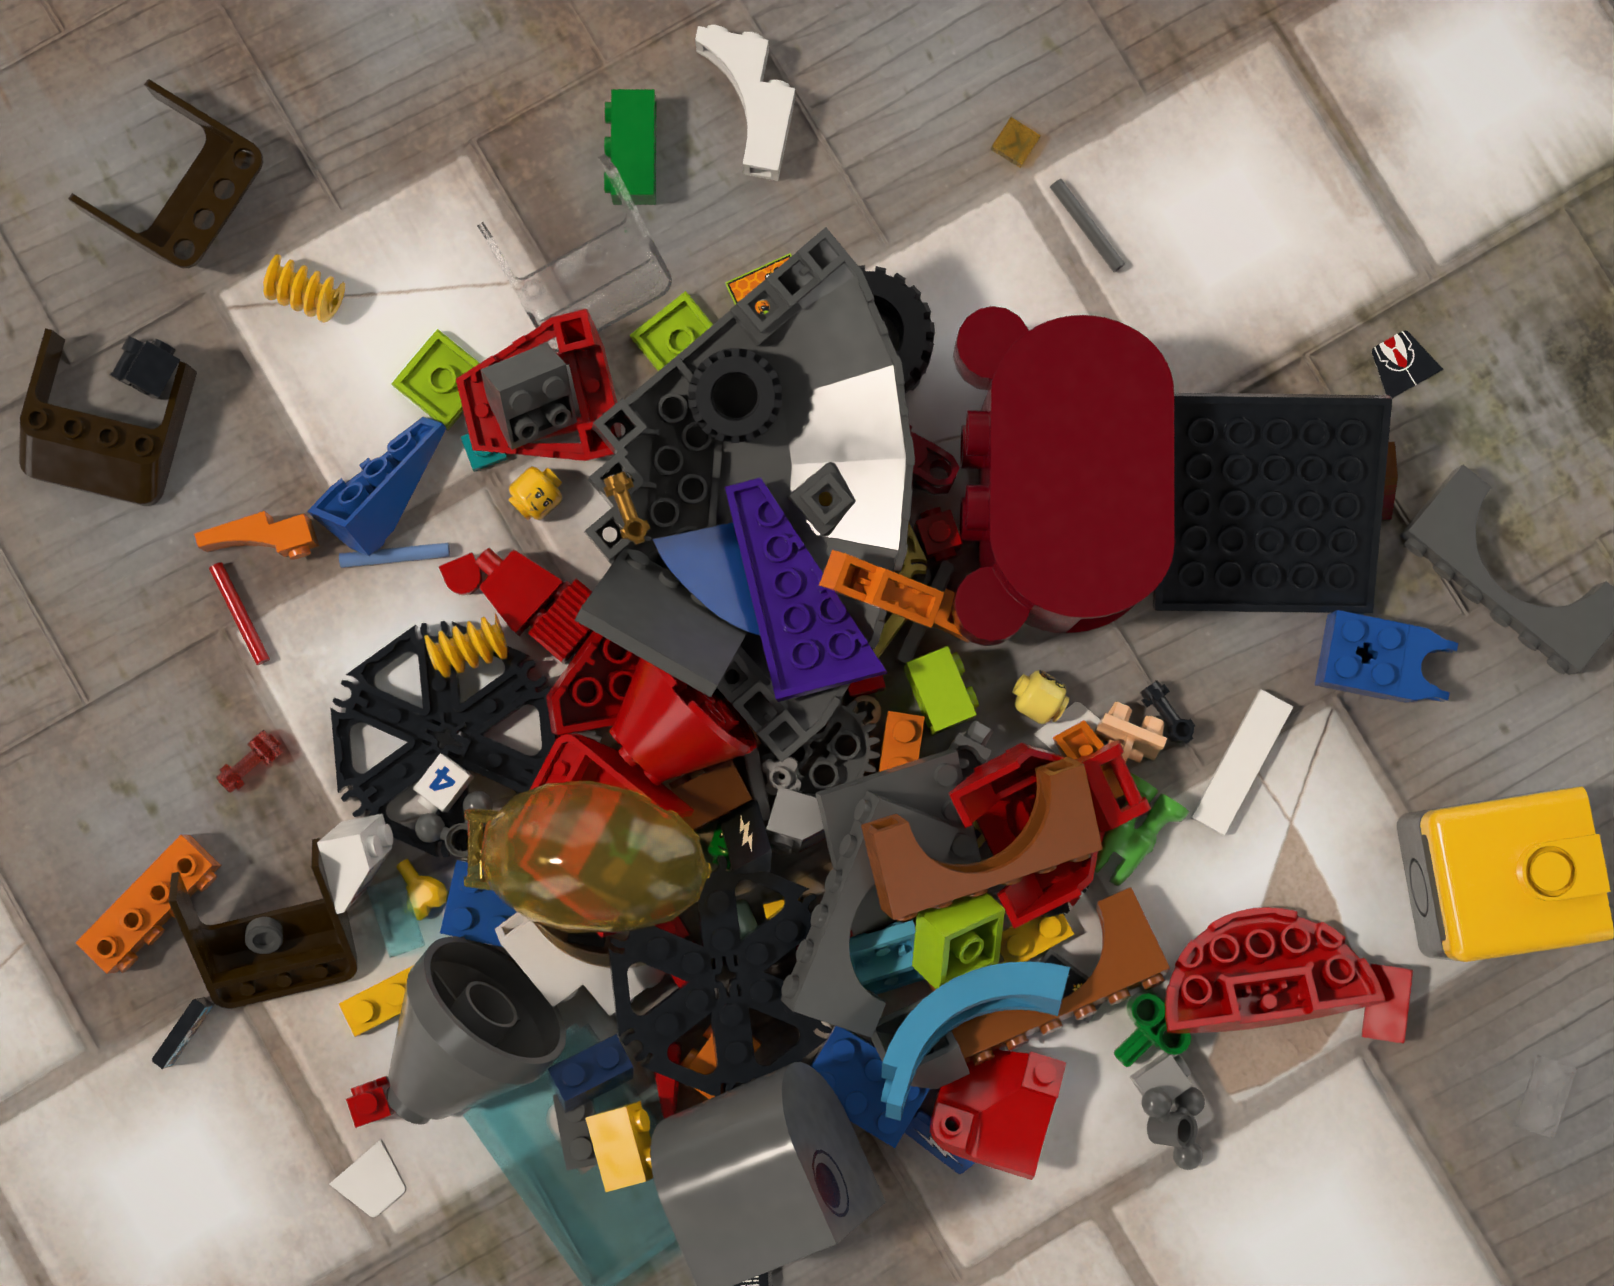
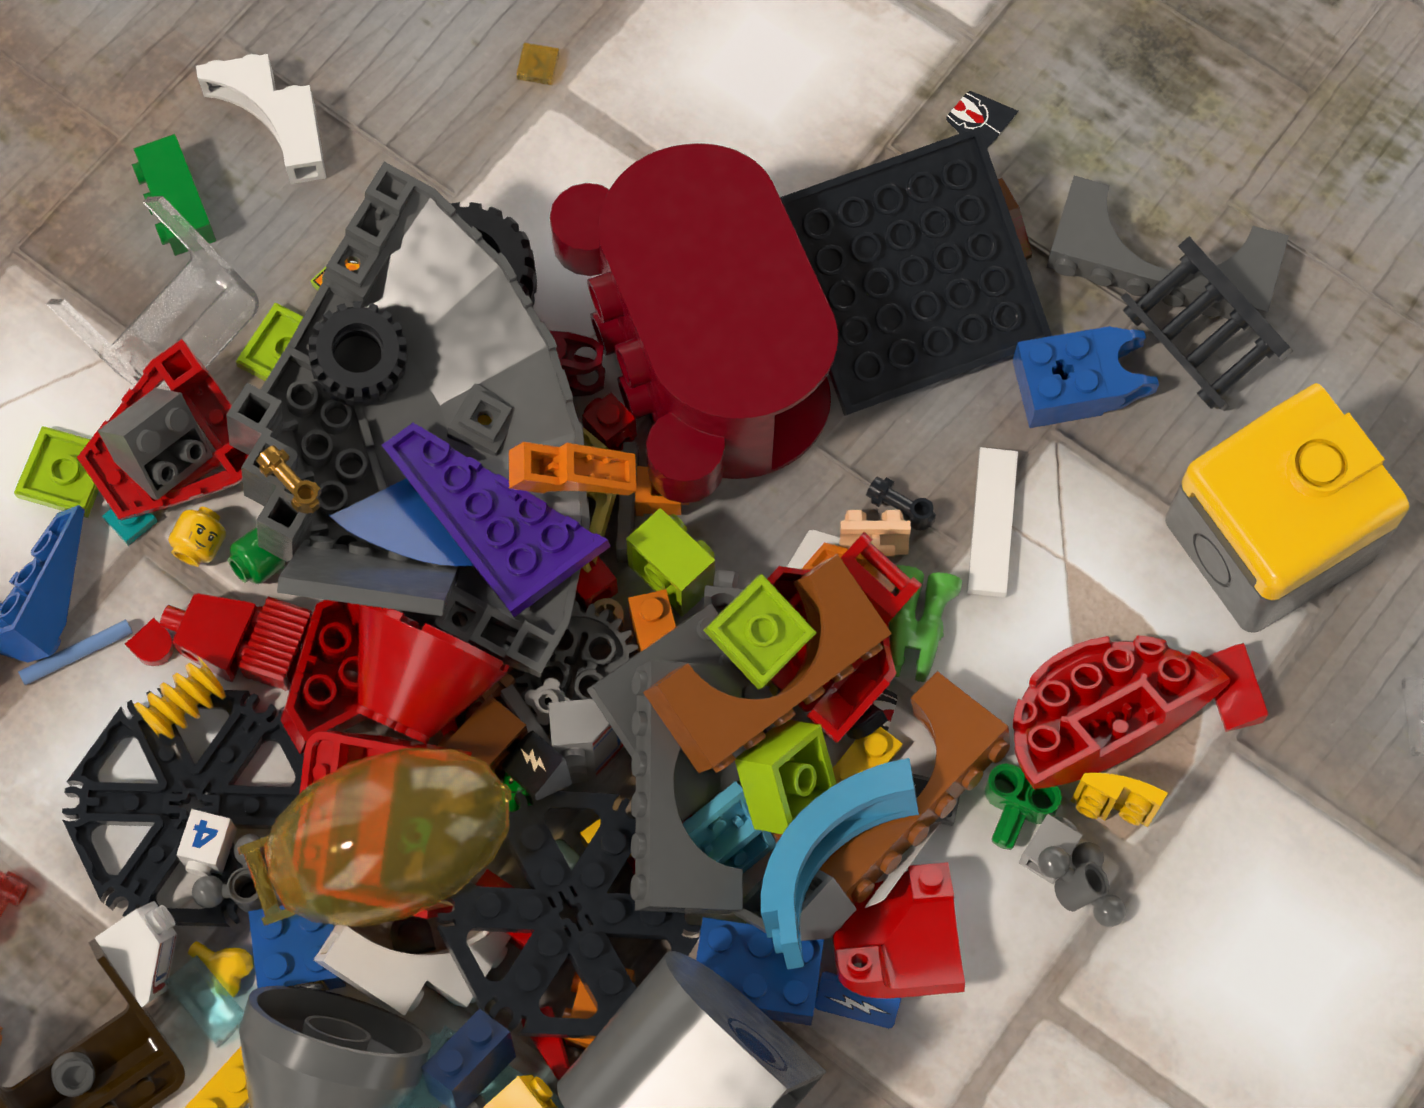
camera: 20 degrees left, 15 degrees down
(571, 533) = (252, 562): none -> green head
(985, 809) = (760, 631): none -> lime tile
(1013, 1057) = (893, 877): none -> white sticker
(1040, 697) = (772, 534): light yellow head -> none
(1087, 225) = (635, 108): dark grey bar -> none
(1231, 1062) = (1131, 797): none -> yellow slope
(1555, 670) = (1216, 290): none -> black fence

